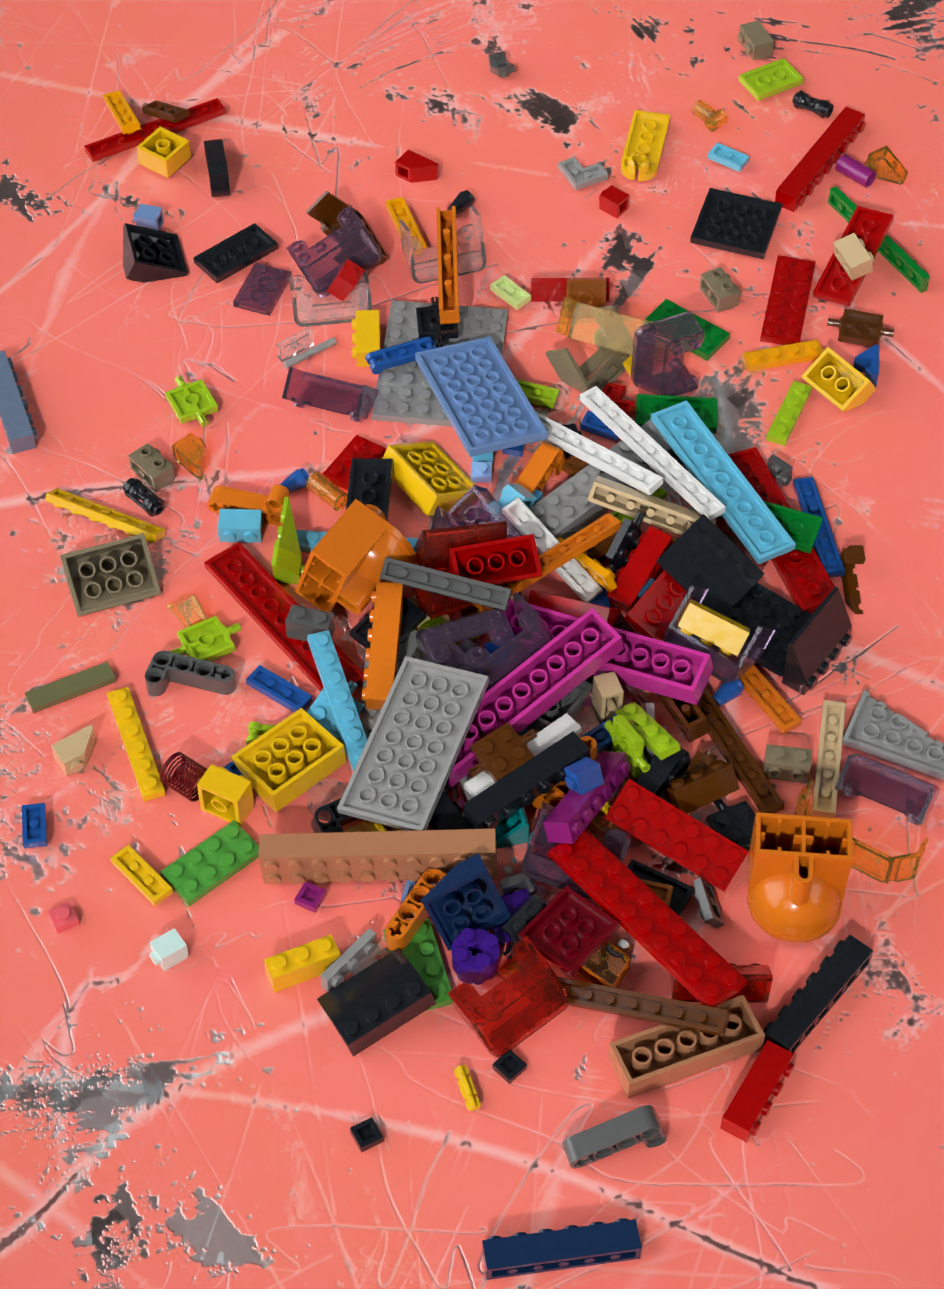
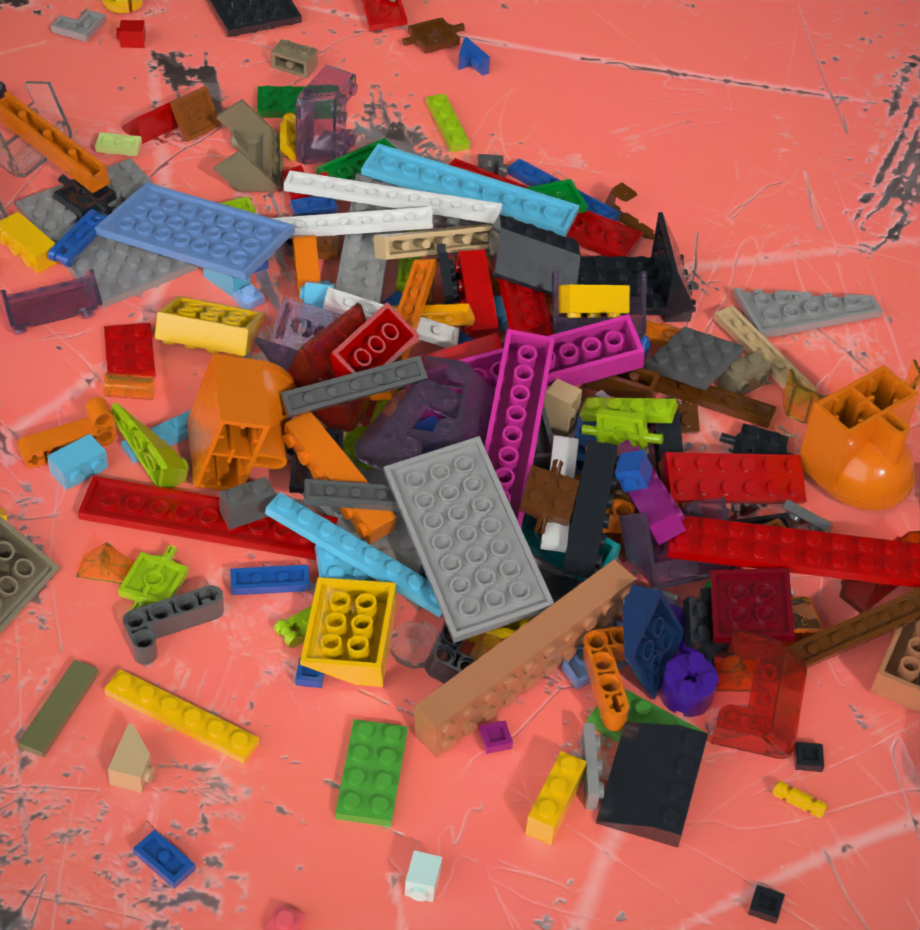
camera: 45 degrees left, 5 degrees down
(141, 875) = (321, 829): yellow plate -> none
(181, 770) = (265, 711): dark red piece -> none
(225, 795) = (330, 698): yellow brick -> none
(296, 480) = (89, 389): blue cone -> none
(367, 659) = (349, 495): none -> dark grey tile
(371, 482) = (172, 364): black plate -> none
(598, 326) = (242, 124): clear yellow windscreen -> none
(702, 786) = (708, 427): reddish brown brick -> none
(754, 724) = (694, 358): none -> dark grey plate
(782, 355) = (395, 84): light orange plate -> none
(787, 300) = (355, 43): red plate -> none
(838, 381) = (464, 76): yellow slope -> none
(888, 787) = (839, 345): windscreen -> none

